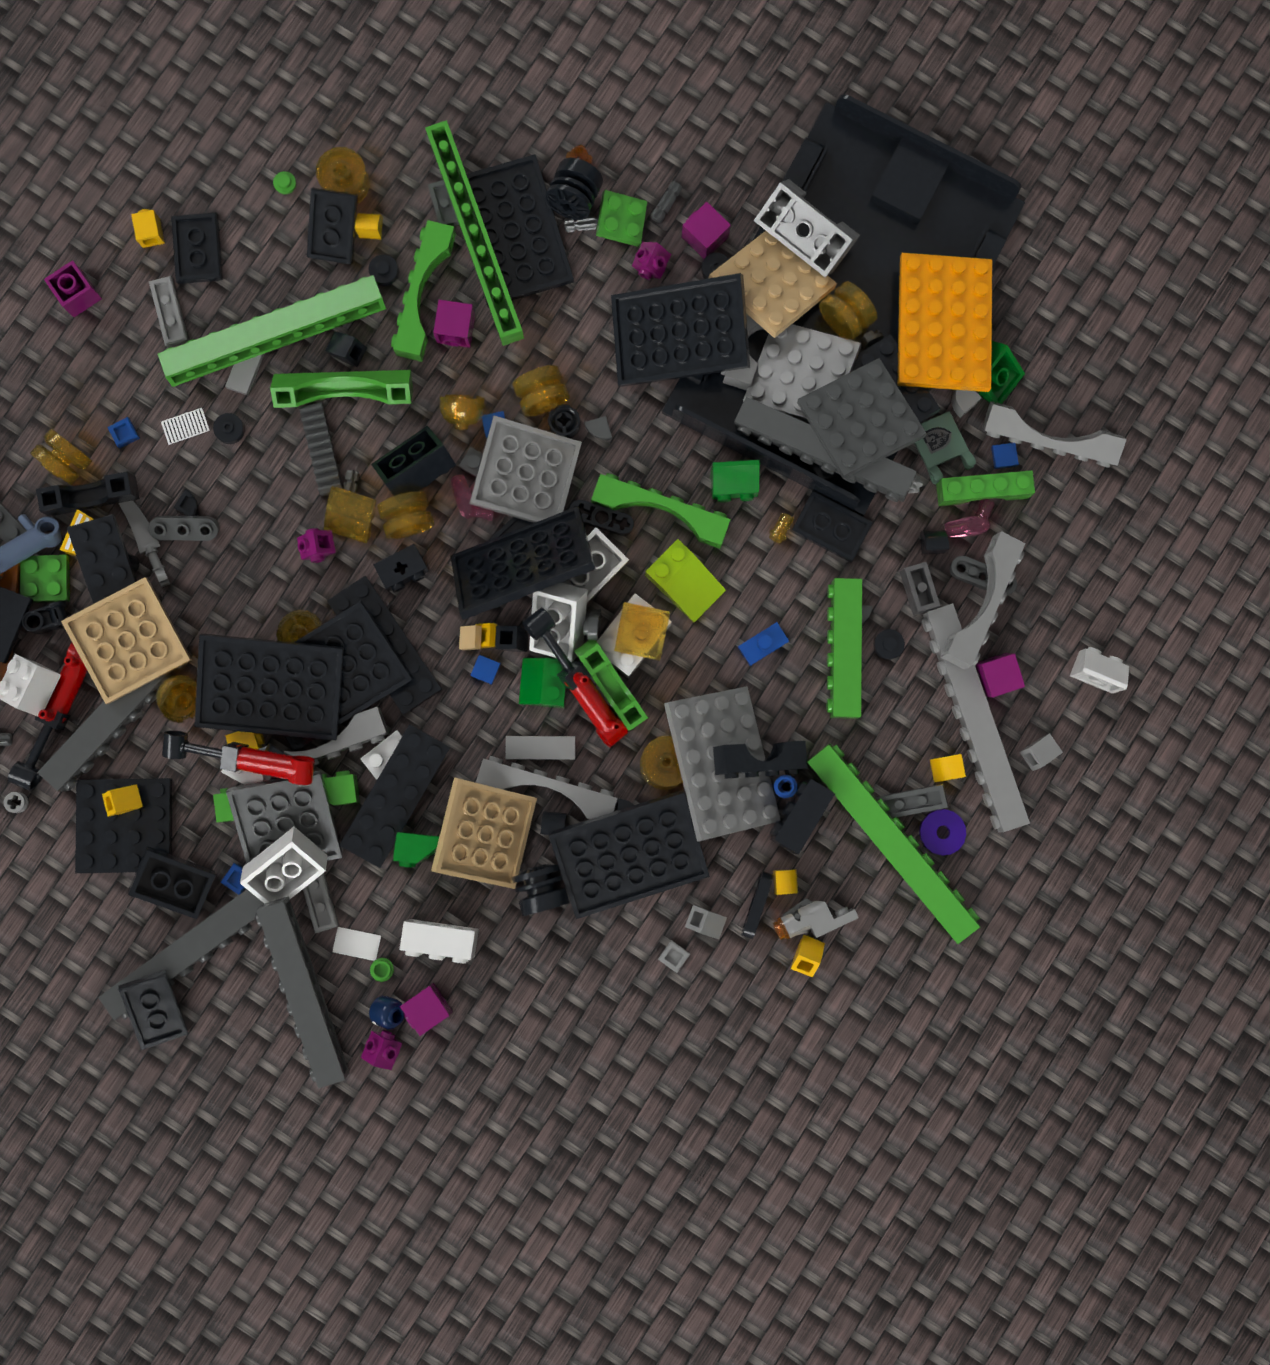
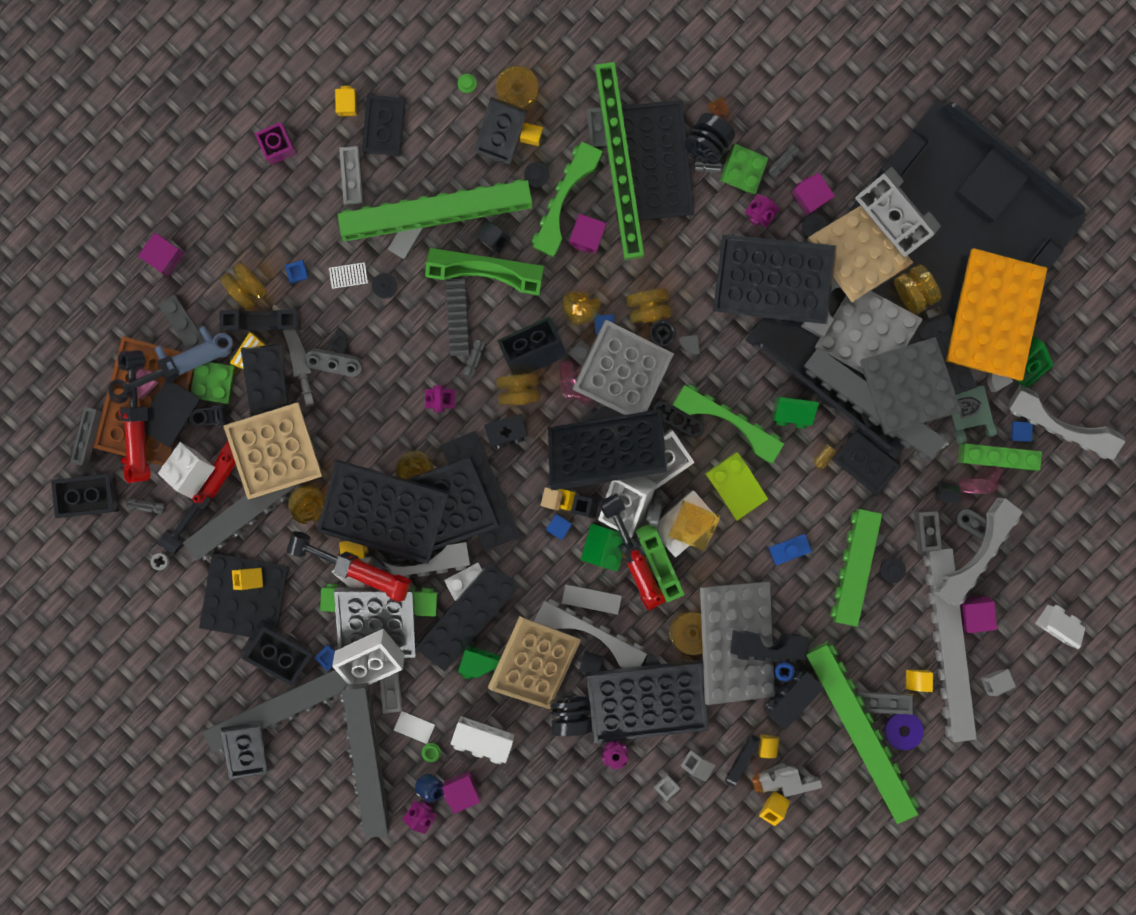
camera: 15 degrees right, 5 degrees up
(349, 514) = (472, 378): clear yellow slope -> none
(603, 918) = (615, 748): none -> magenta brick

